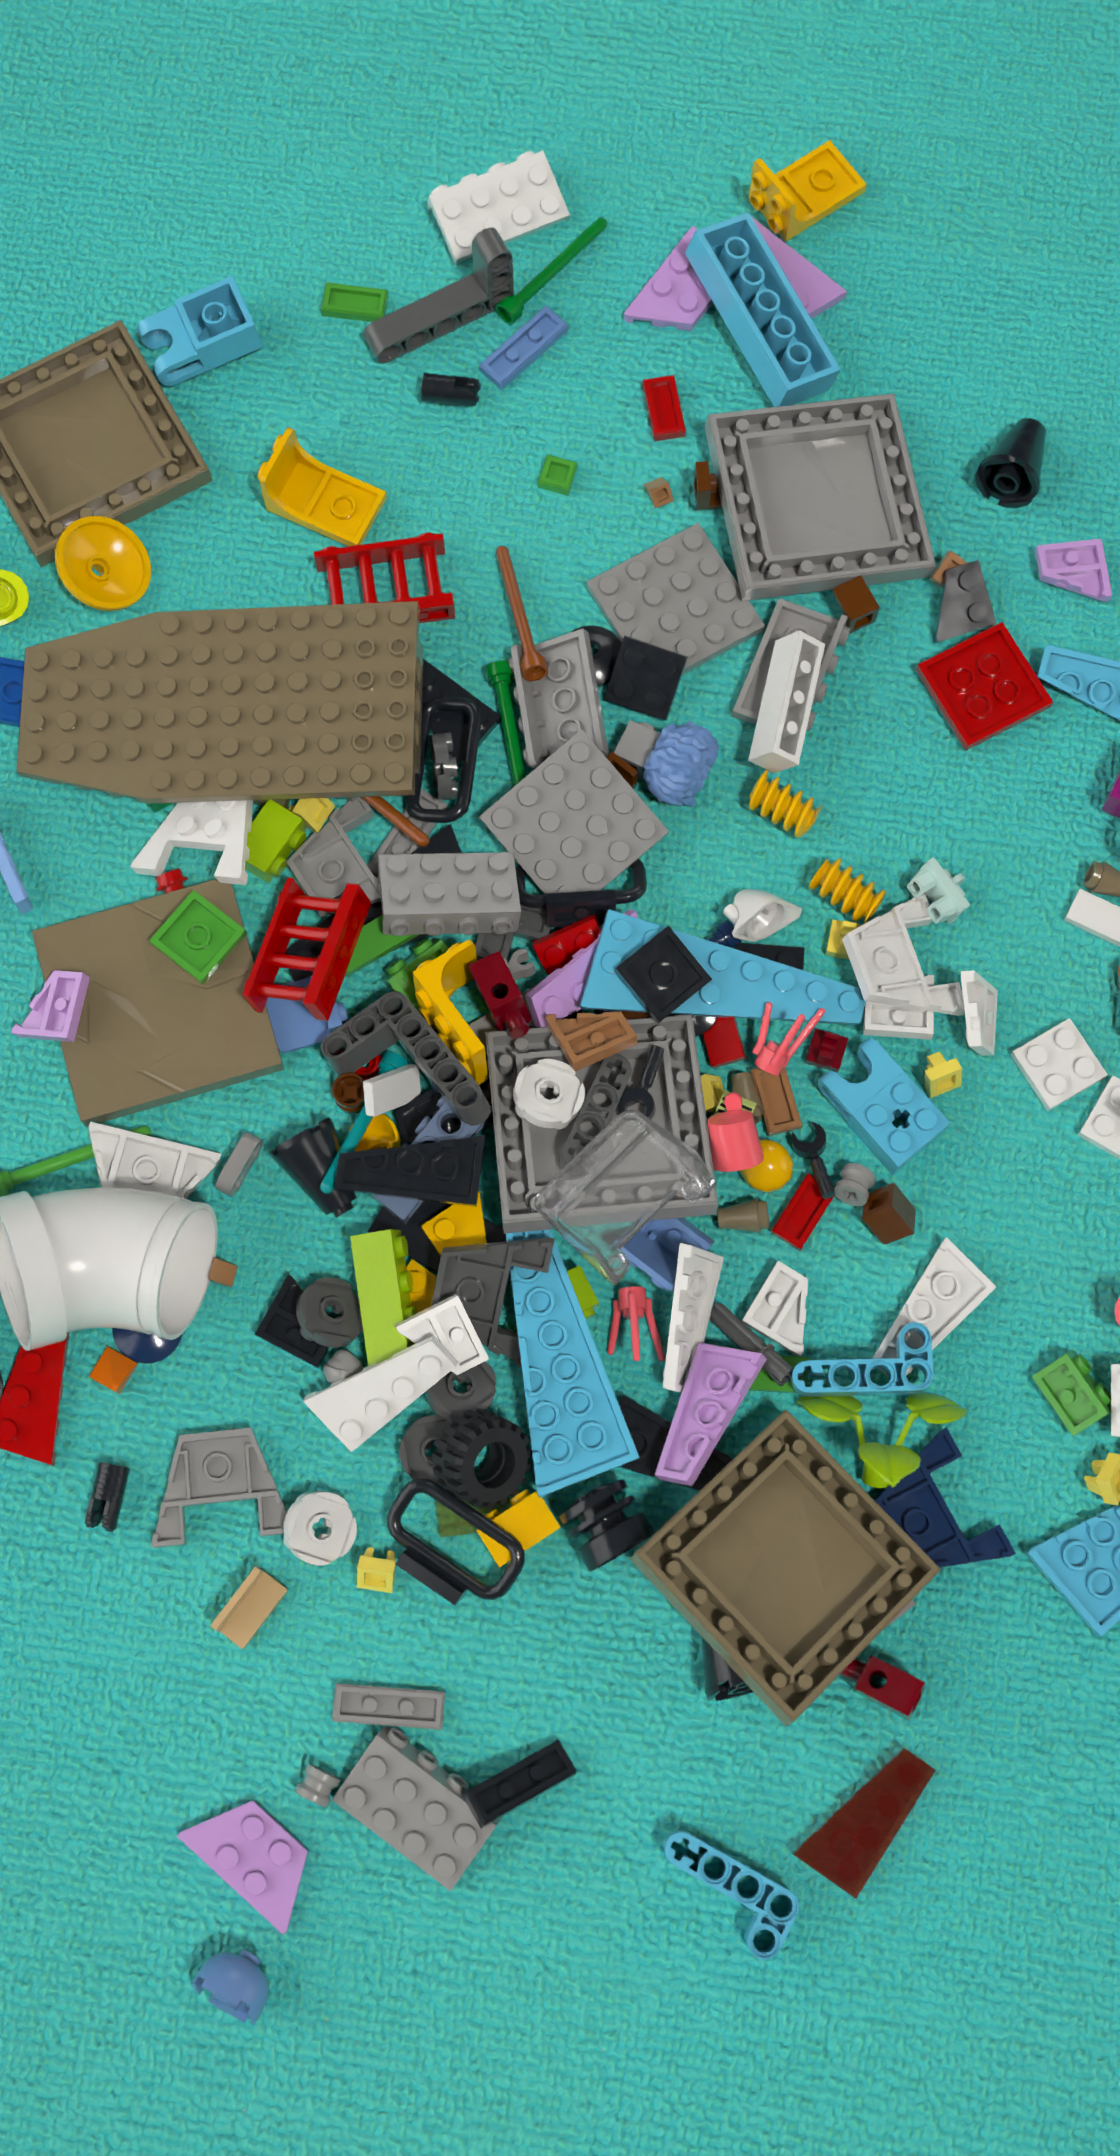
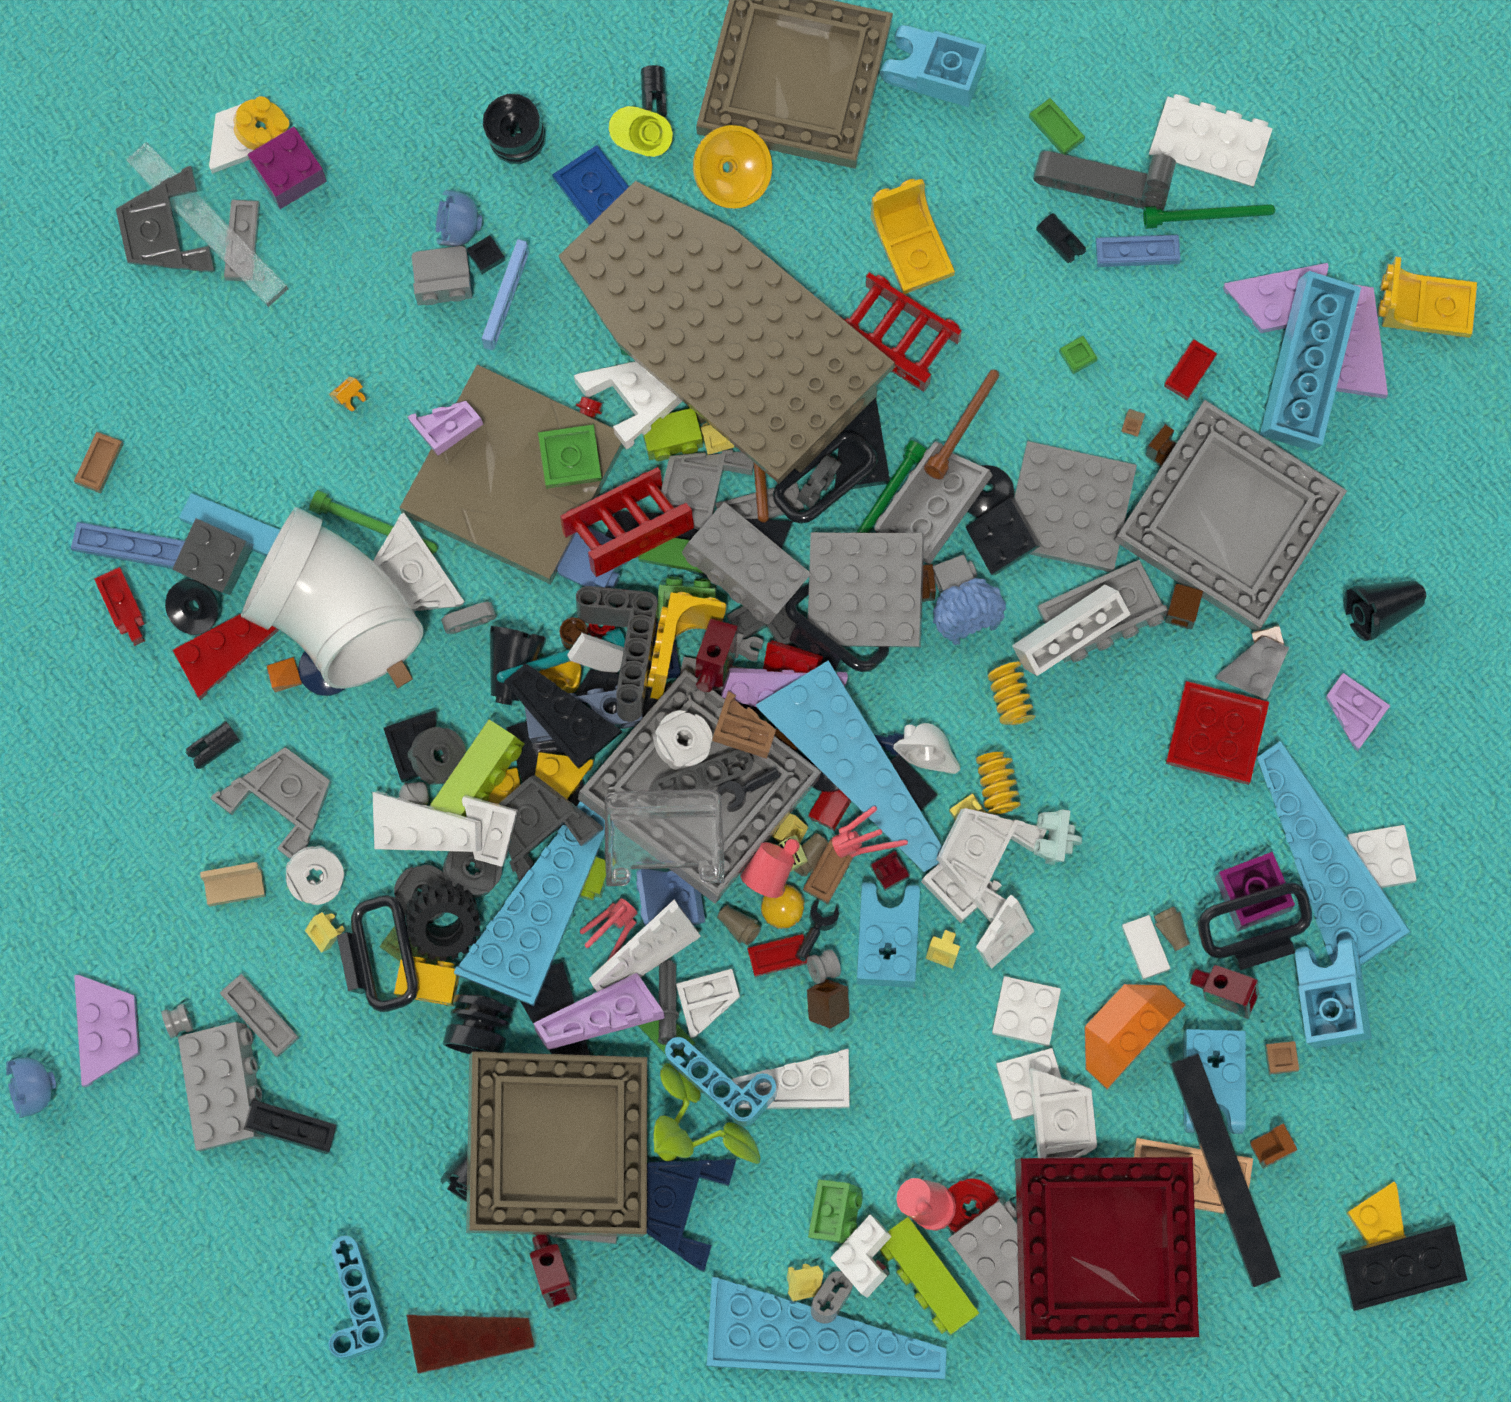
camera: 45 degrees right, 0 degrees up
(662, 974) = (822, 730): black tile -> none

